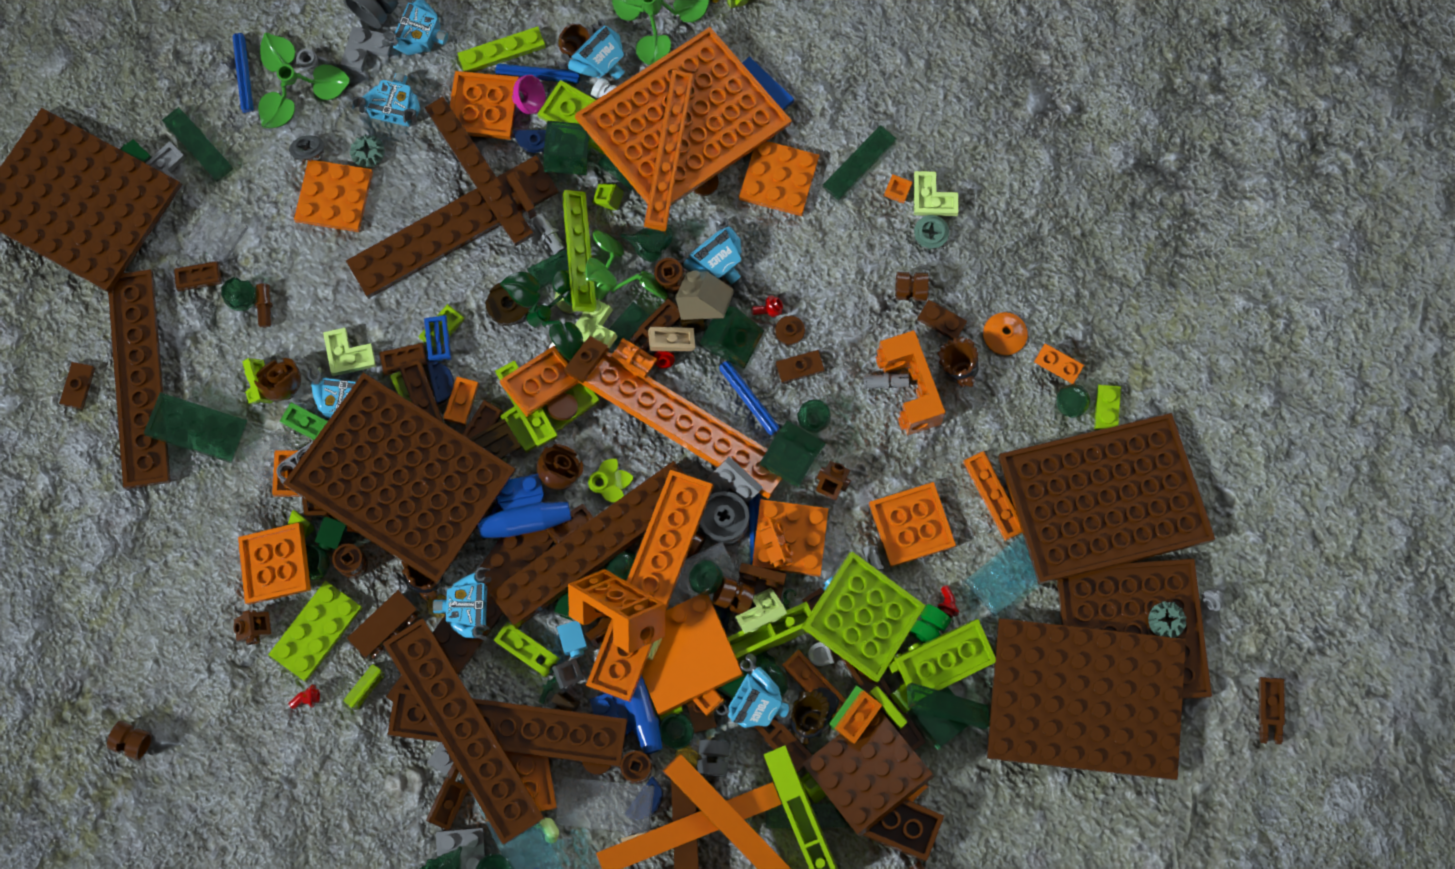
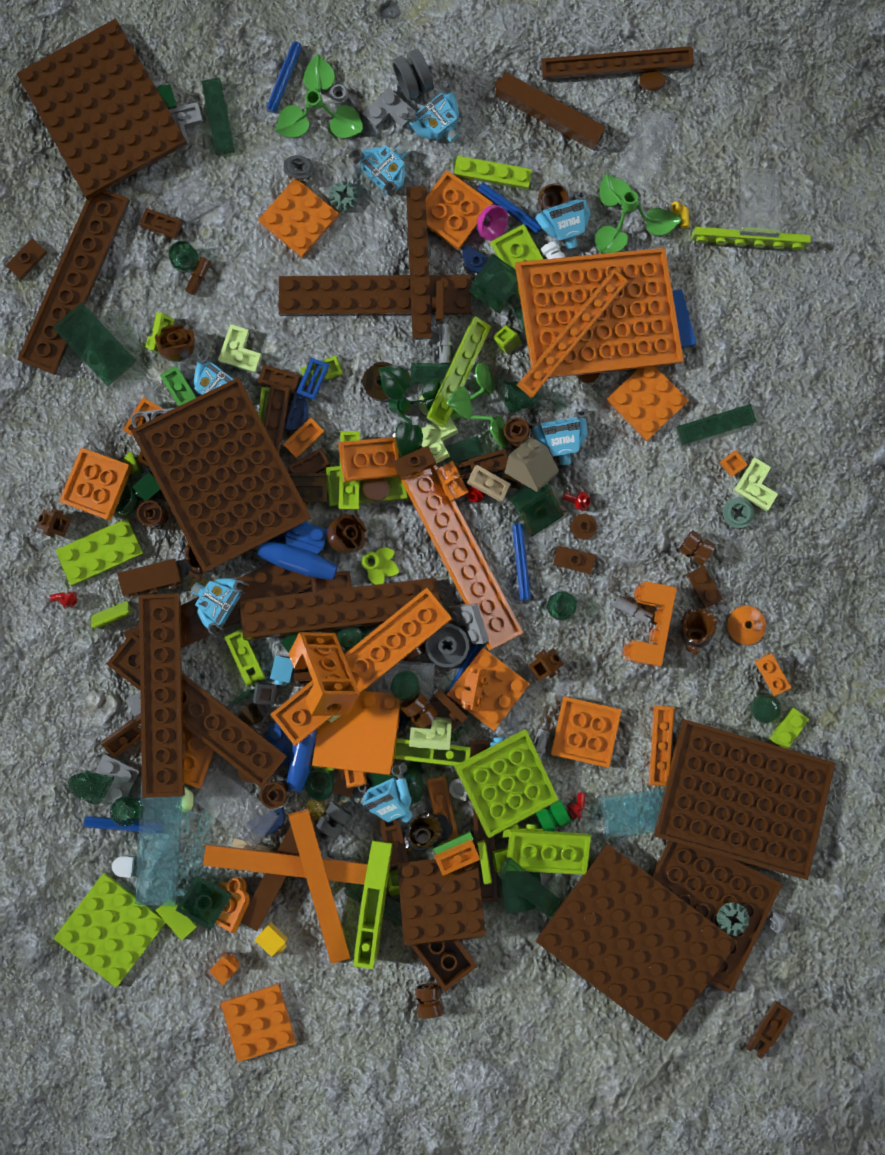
camera: 25 degrees right, 10 degrees up
(792, 454) = (527, 626): clear green slope -> none

